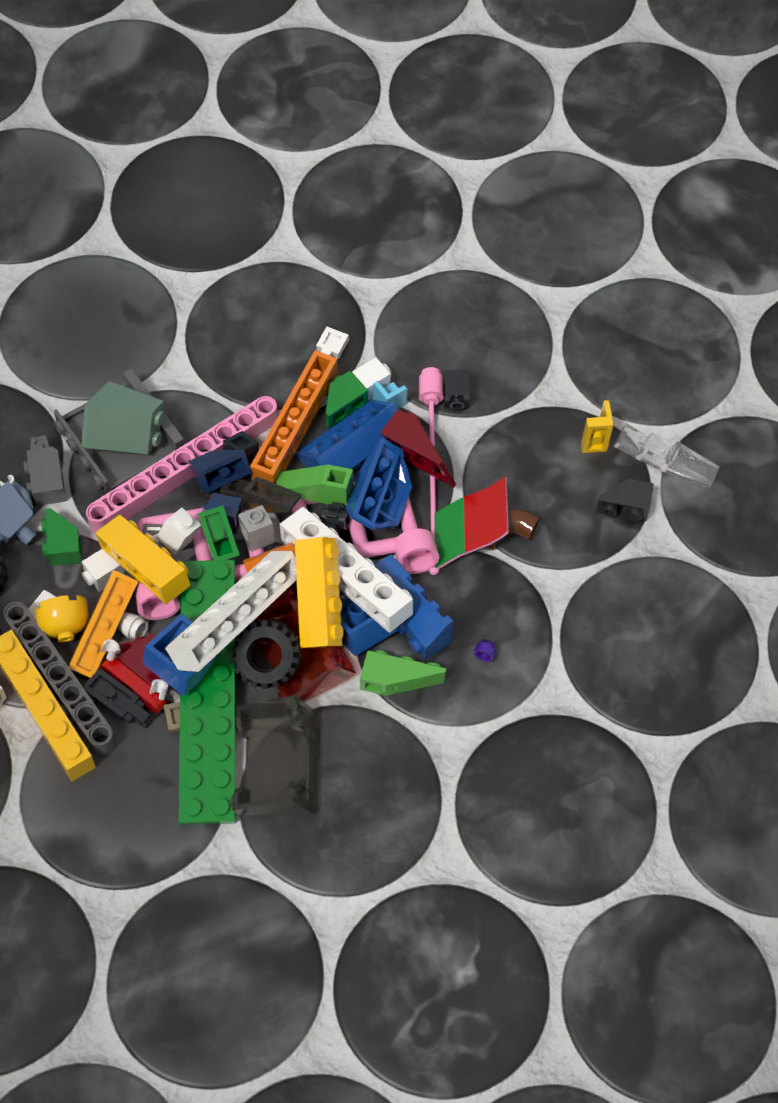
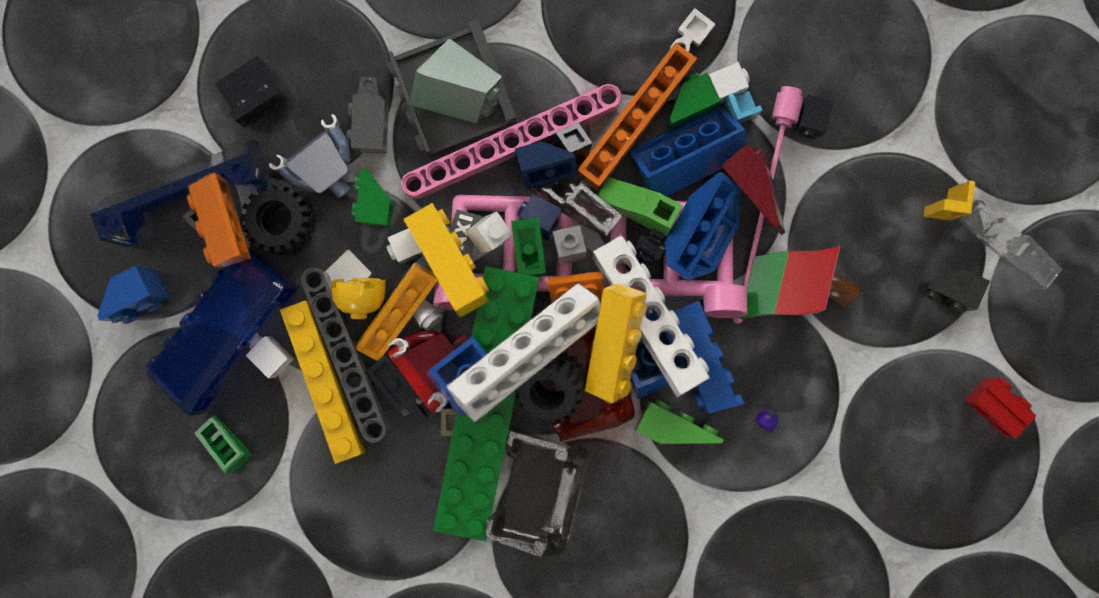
camera: 15 degrees right, 25 degrees up
(701, 590) = (1001, 407): none -> red brick

